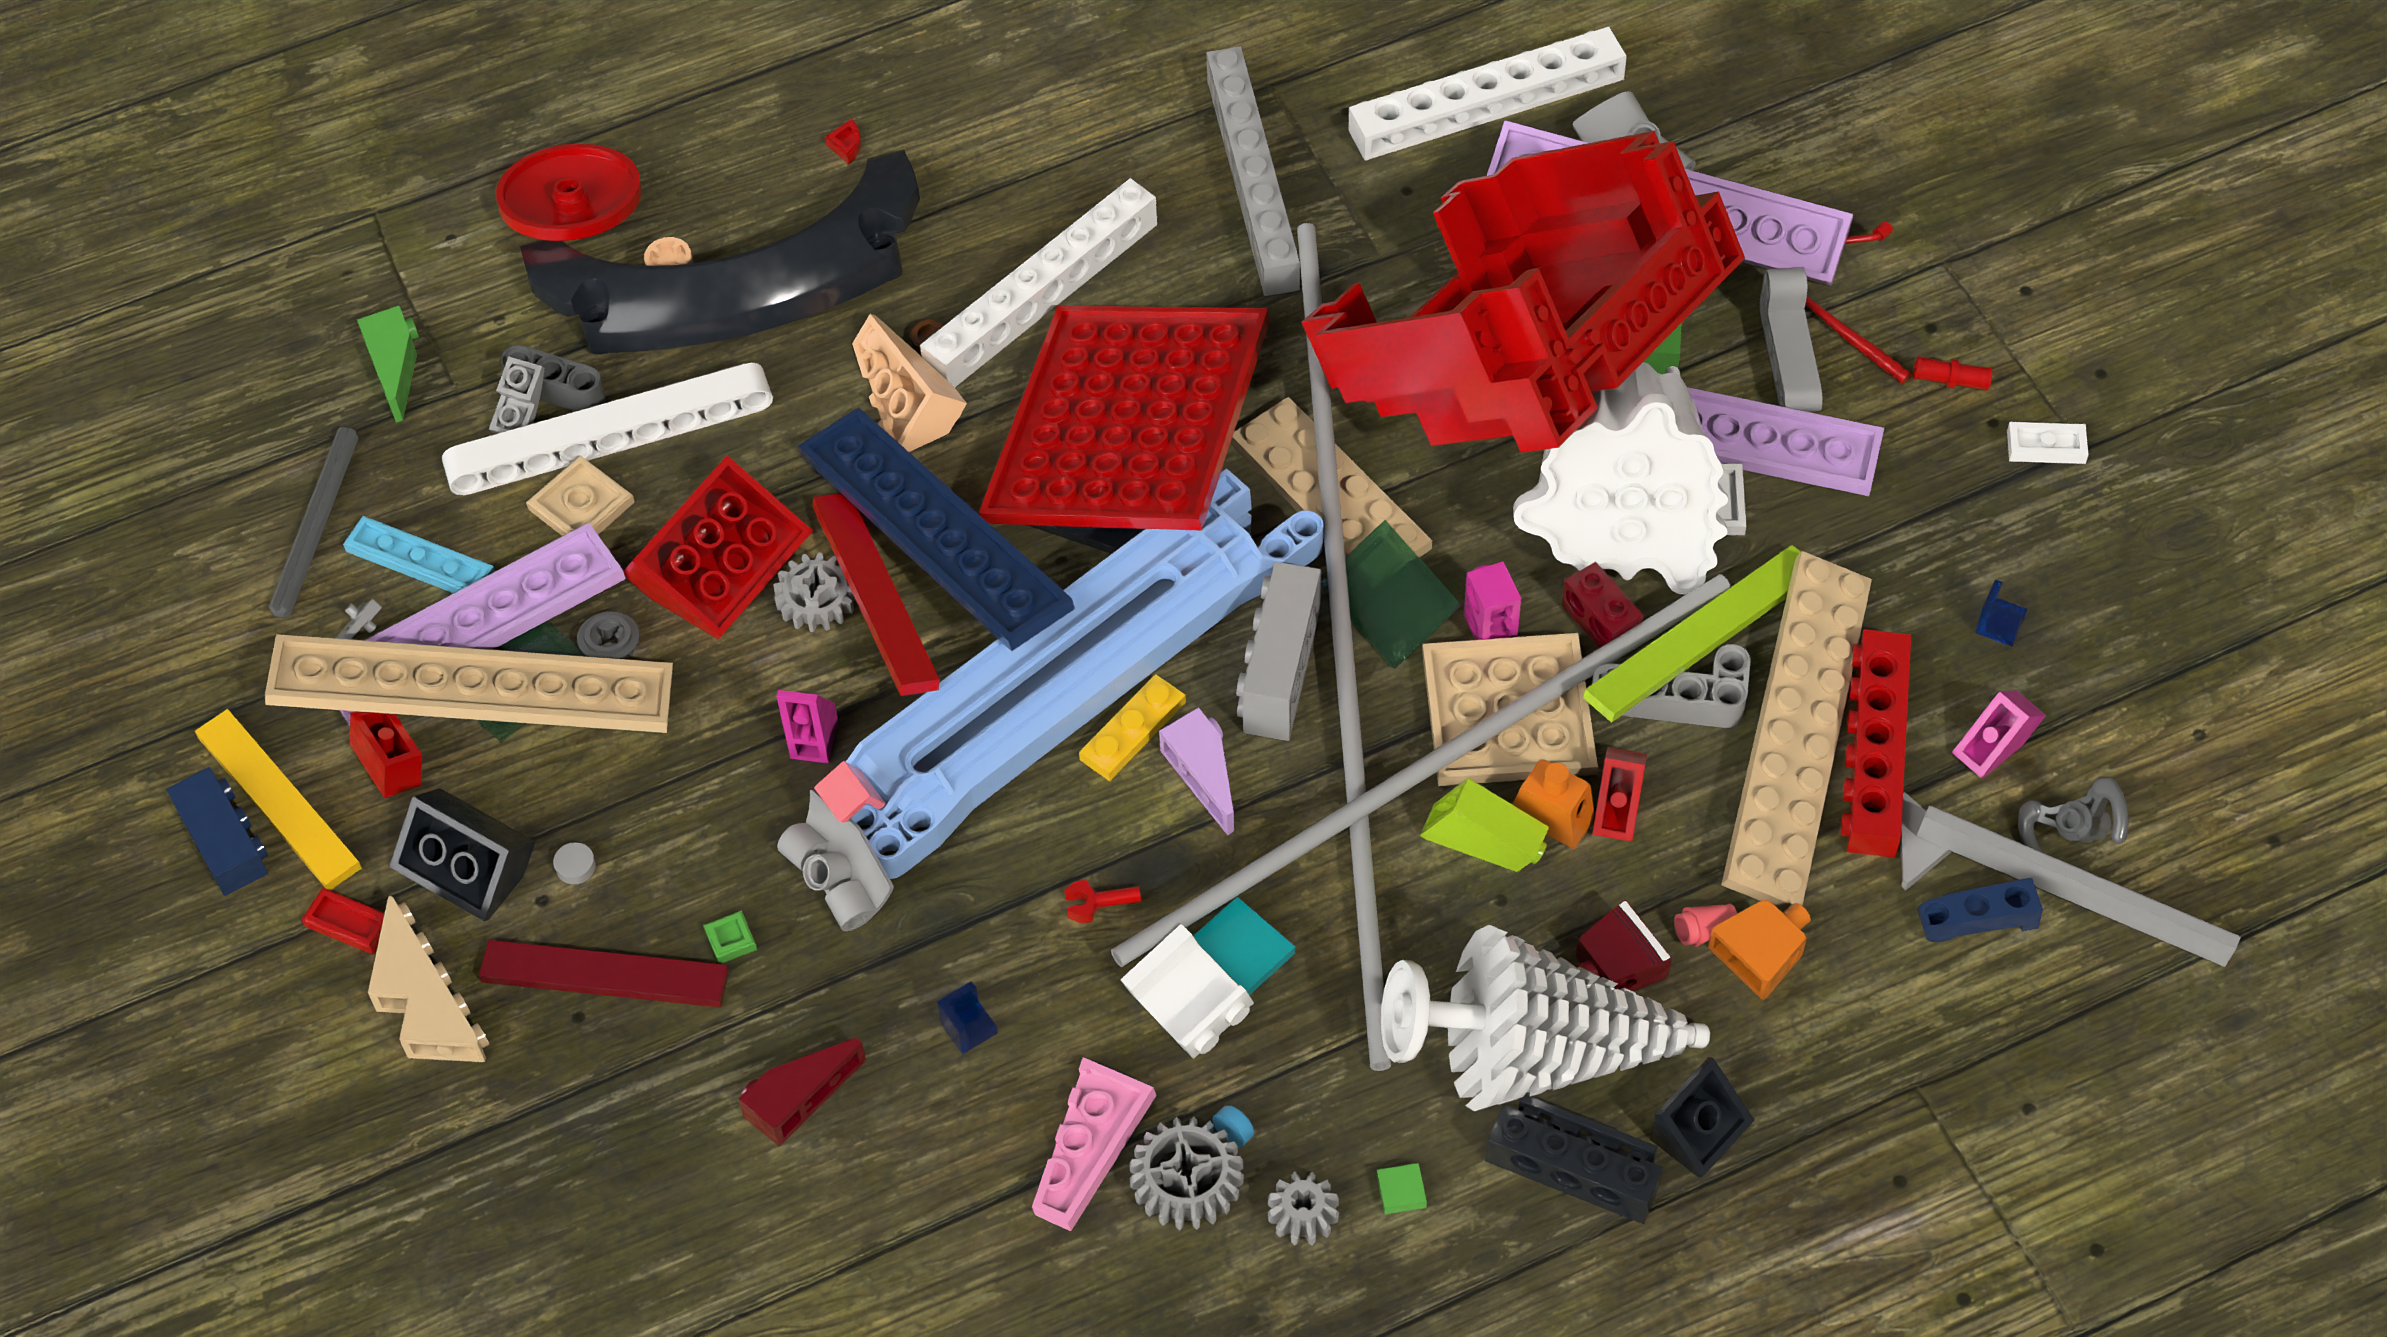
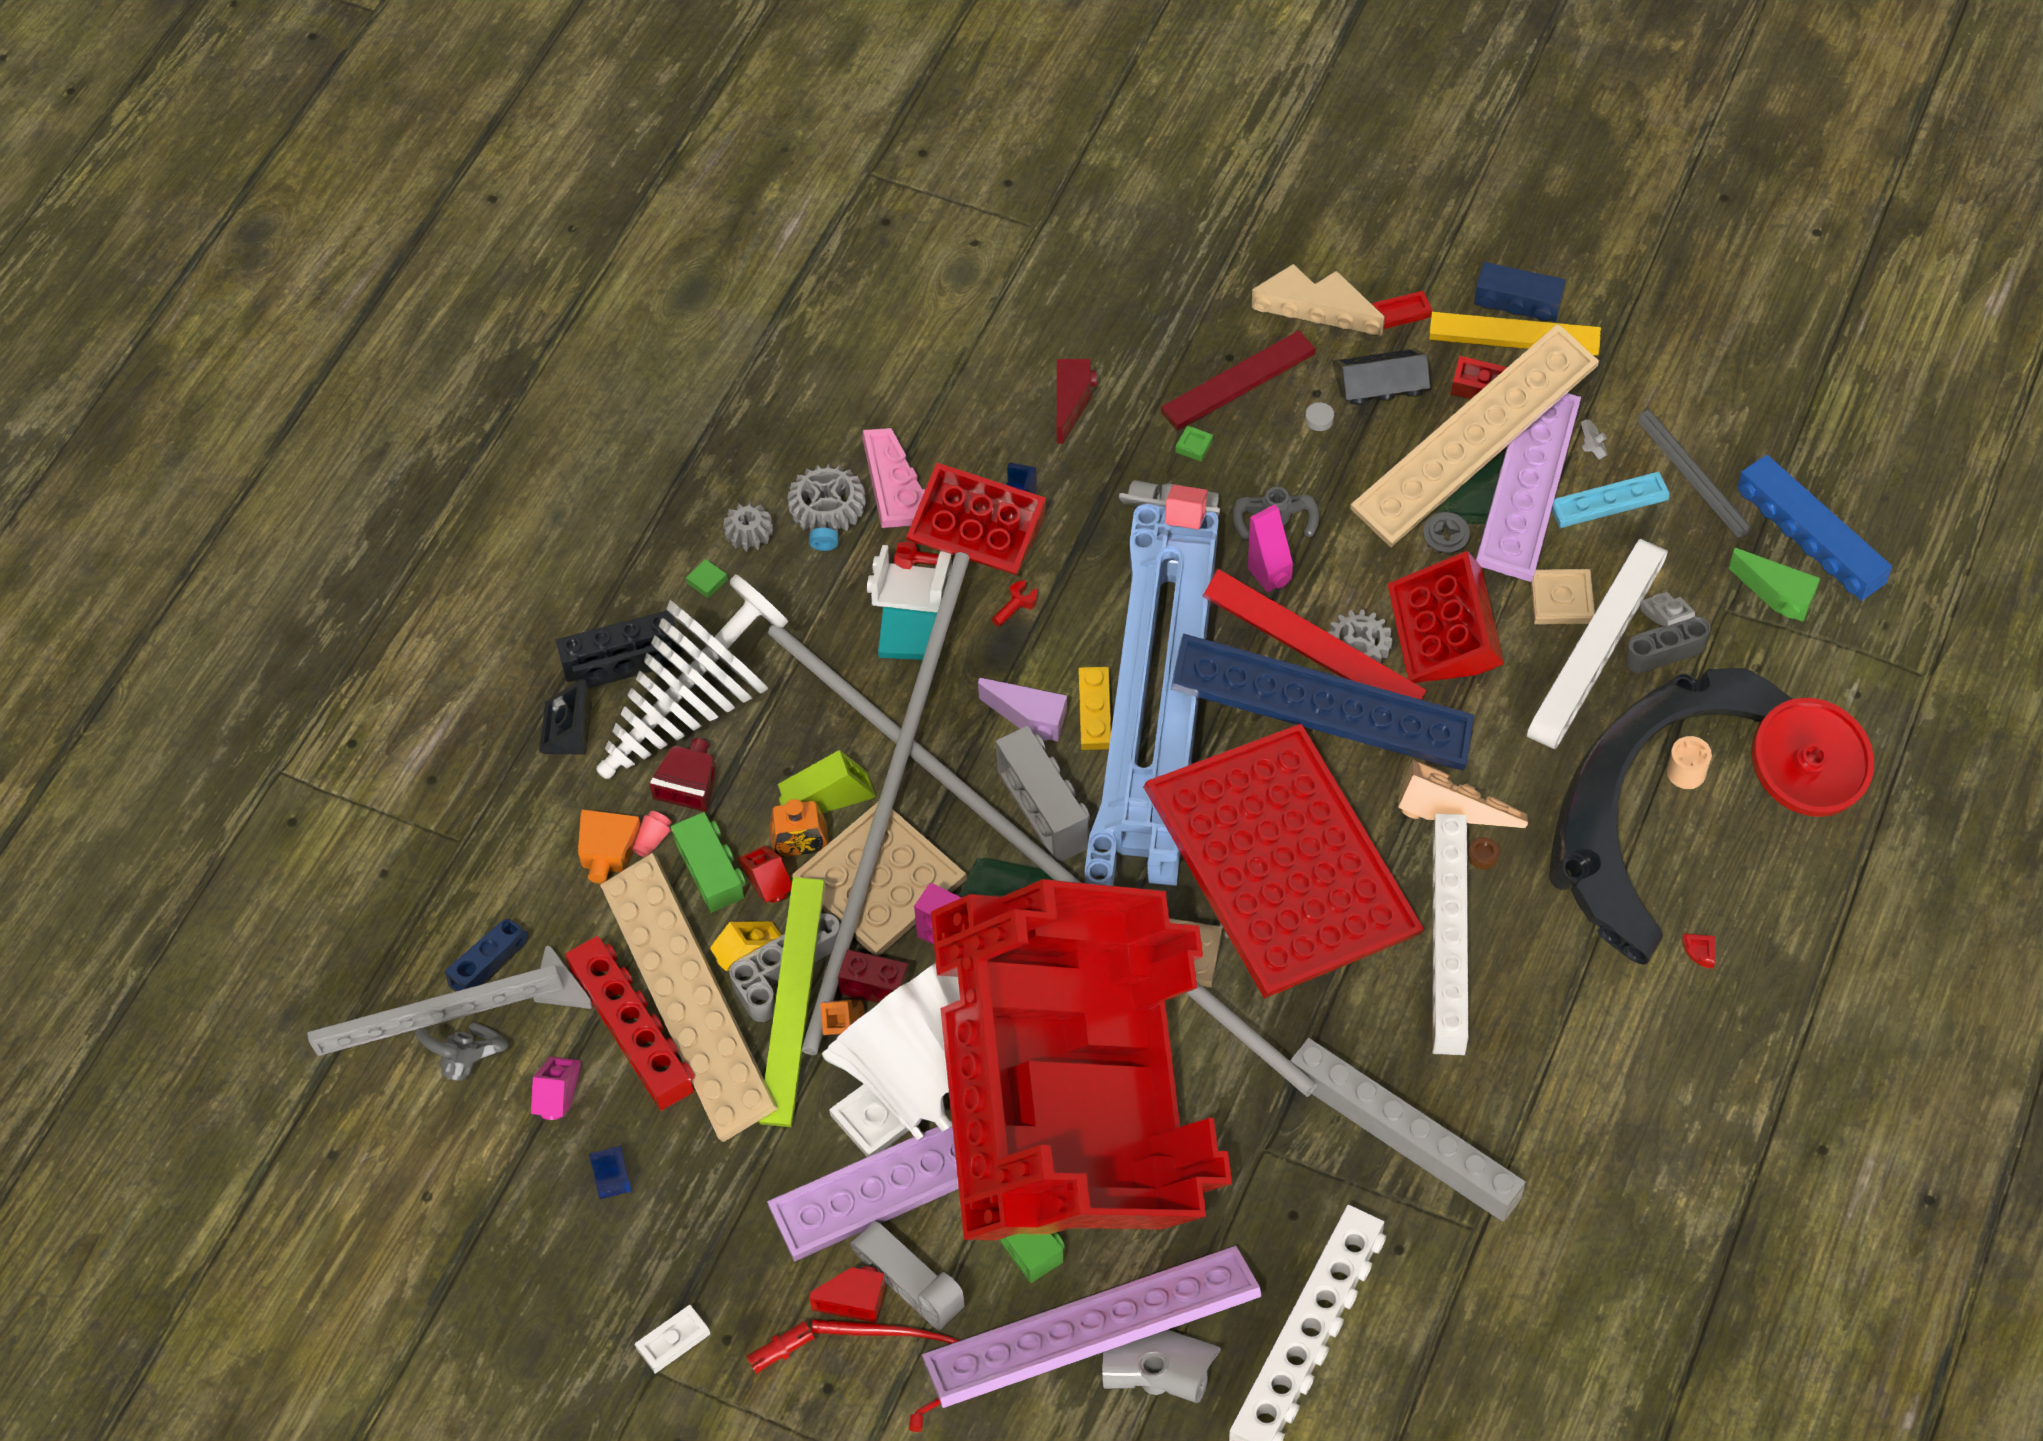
camera: 140 degrees right, 0 degrees up
(289, 385) = (1814, 527): none -> blue brick
(740, 786) = (1286, 504): none -> dark grey piece
(1058, 996) = (977, 518): none -> red slope
(1151, 1030) = (908, 555): none -> red bar
(1667, 581) = (840, 1015): none -> orange leg
(1668, 846) = (708, 861): none -> bright green brick
(1698, 731) = (741, 939): none -> yellow slope
(1855, 367) = (851, 1294): none -> red slope

